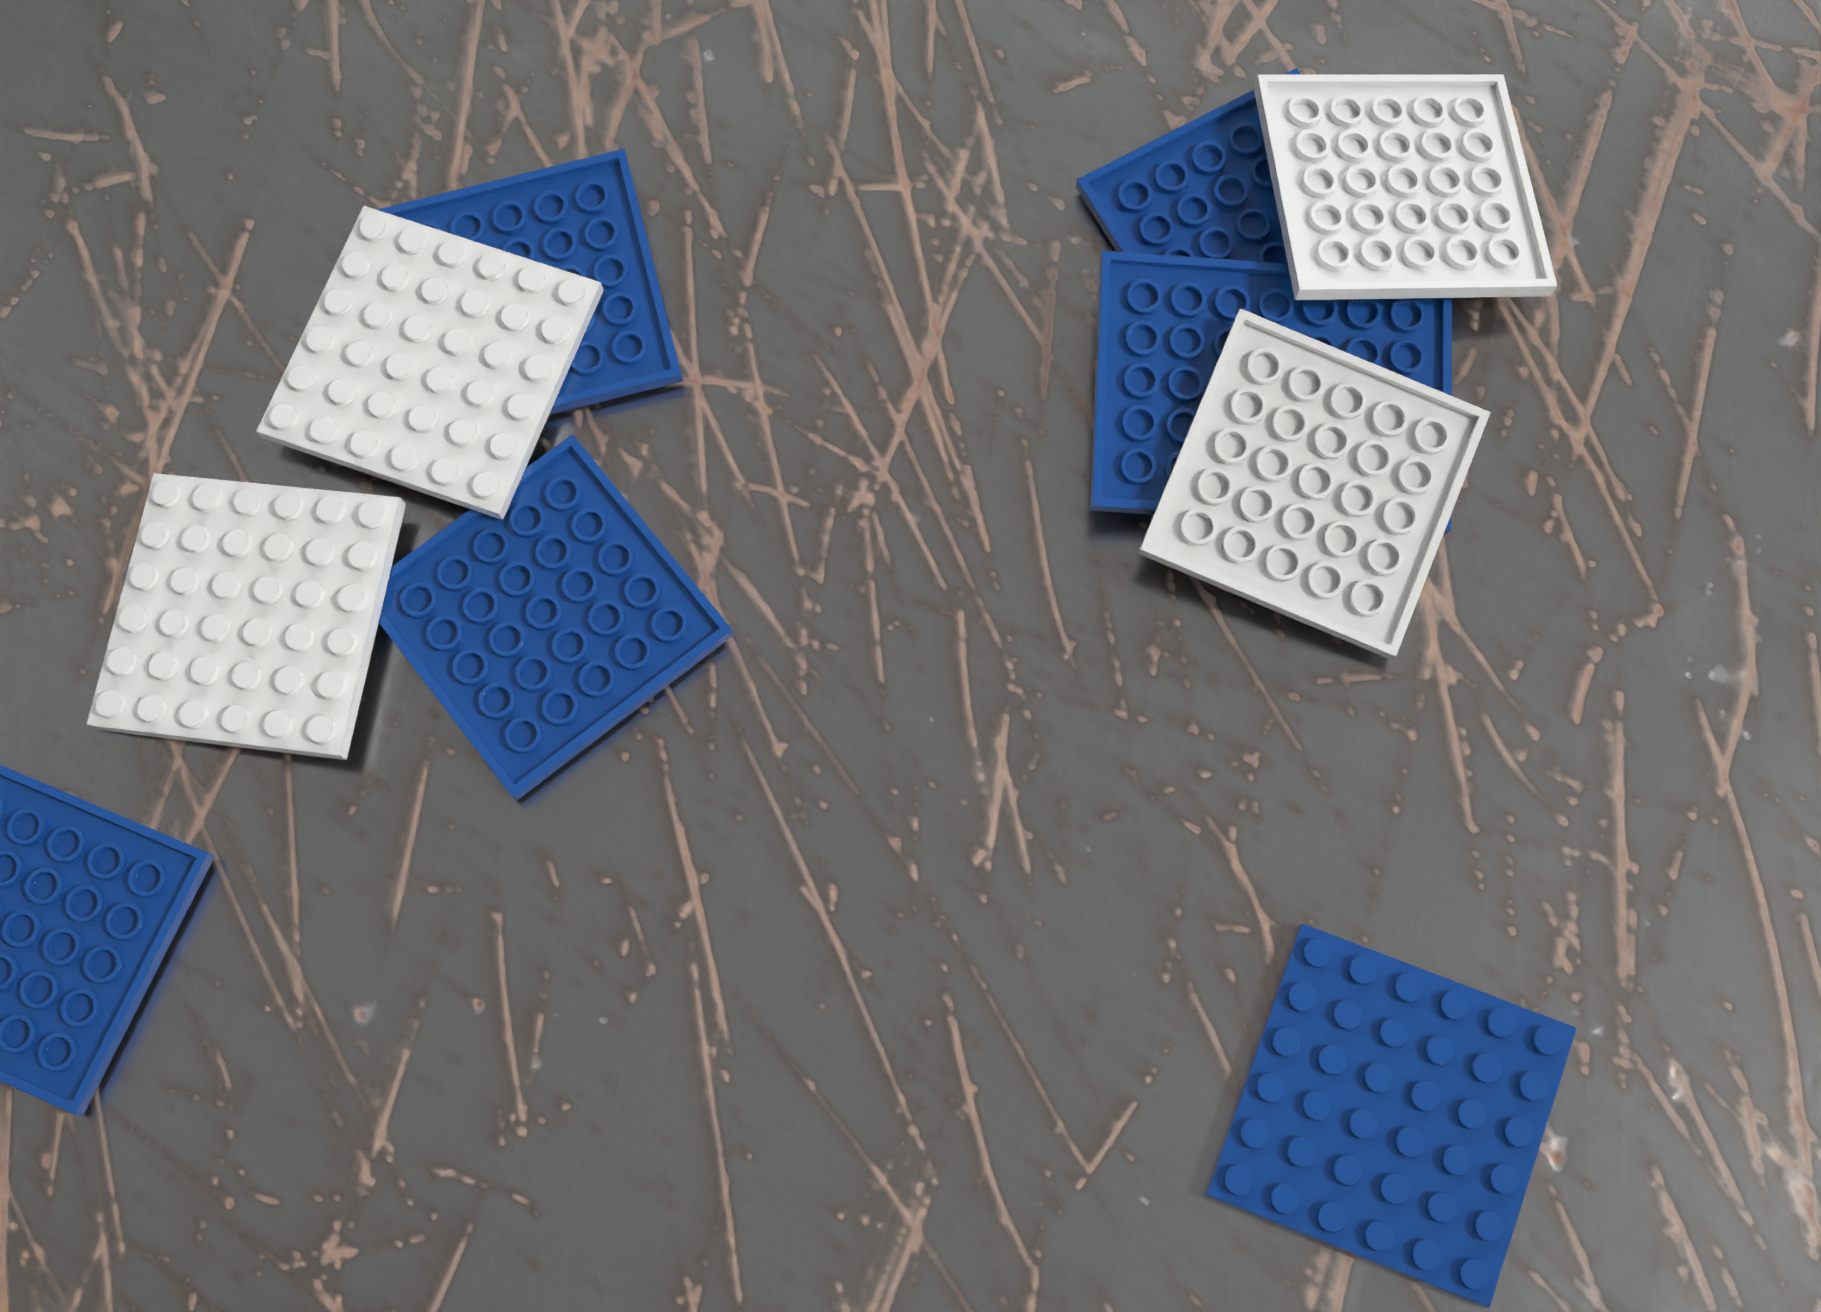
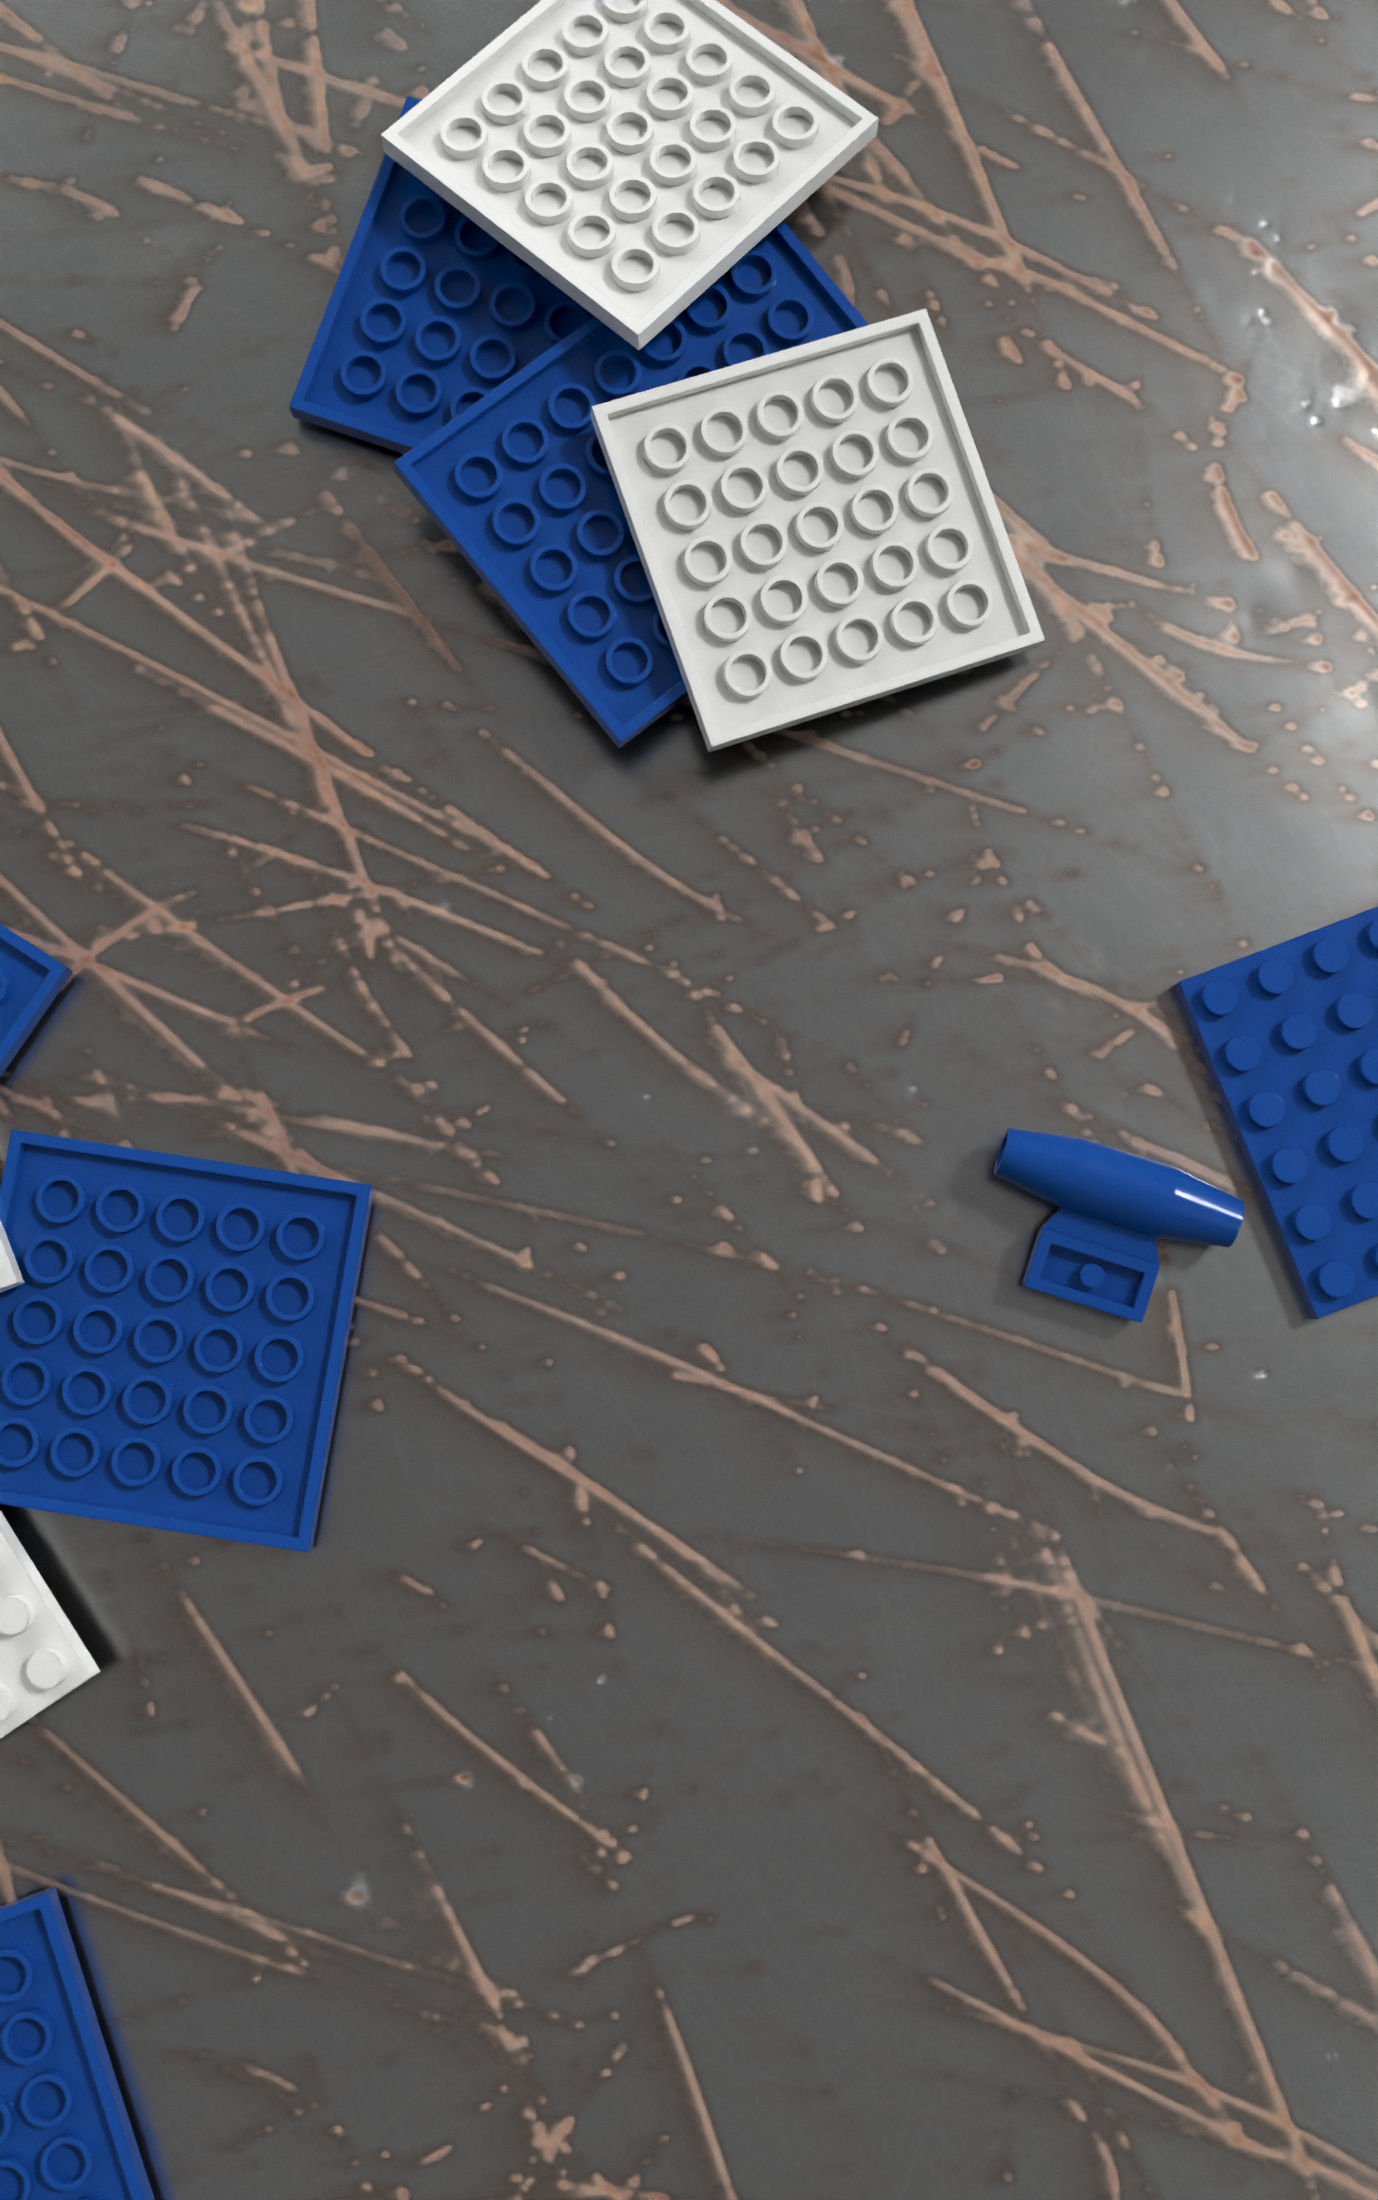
camera: 50 degrees left, 10 degrees up
(1135, 1018) = (1109, 1212): none -> blue plate

